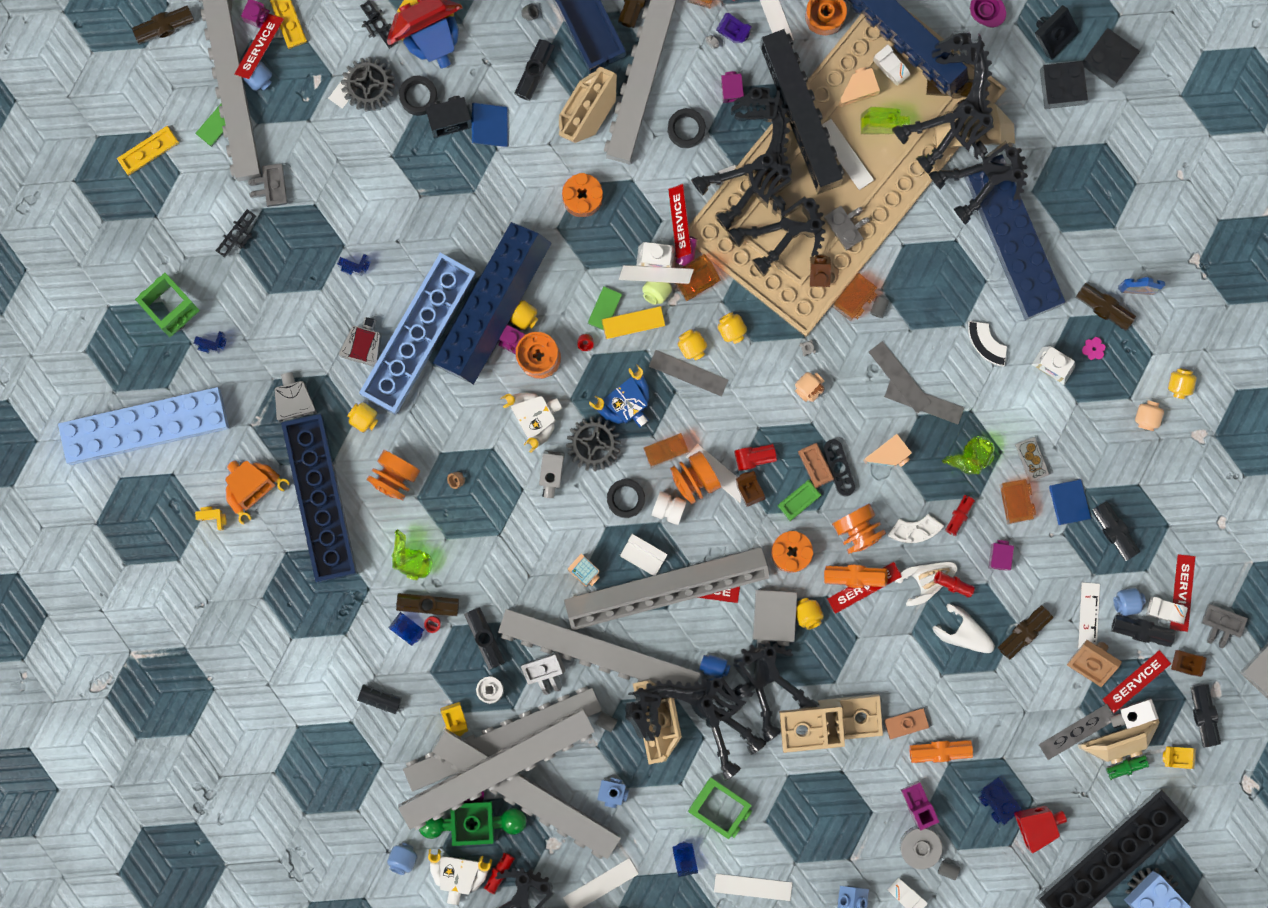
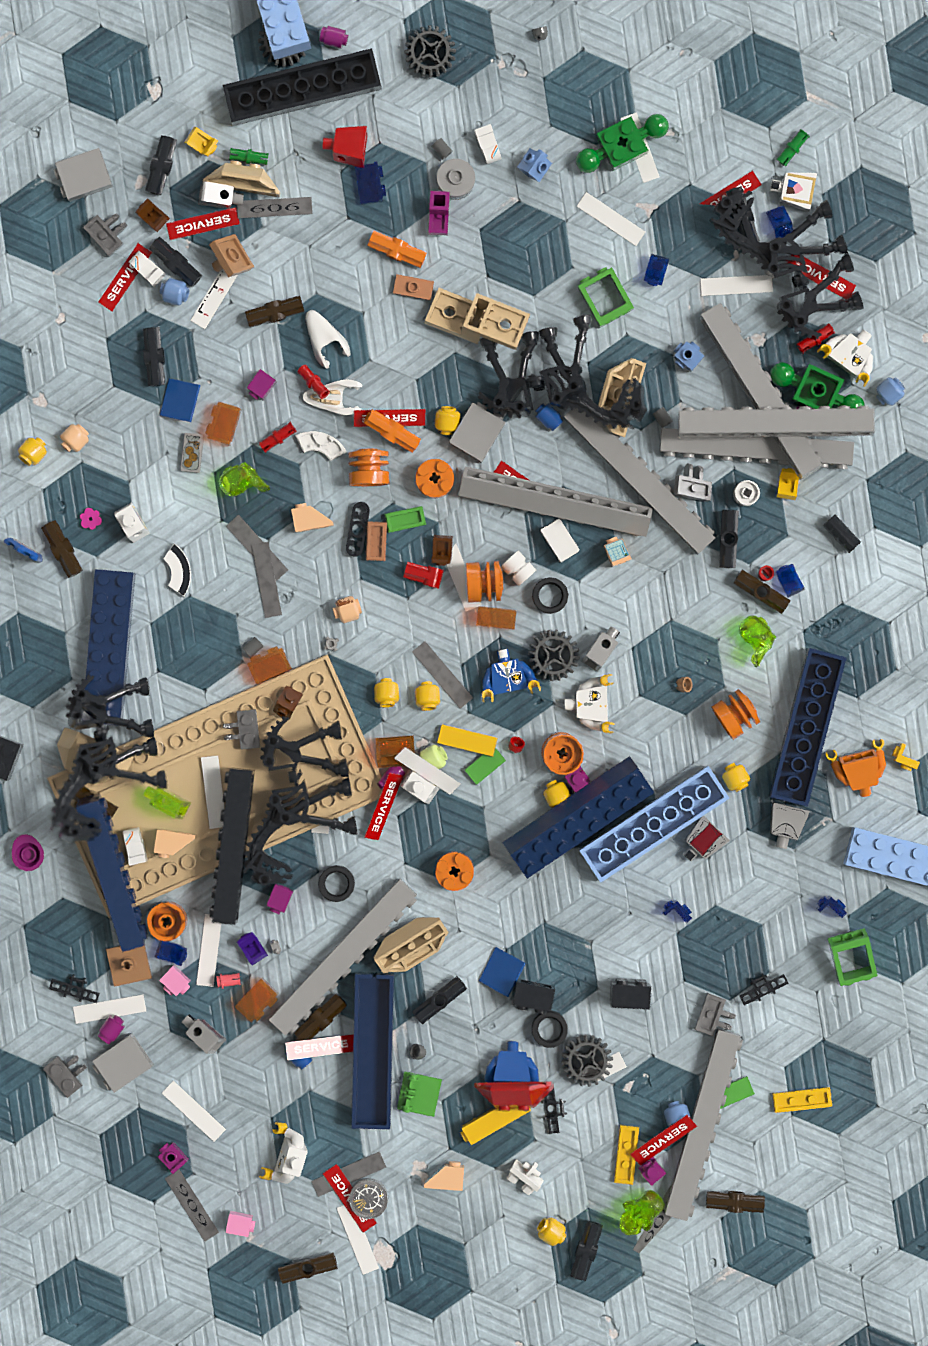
camera: 150 degrees left, 5 degrees up
(358, 164) = (630, 994): none -> black brick

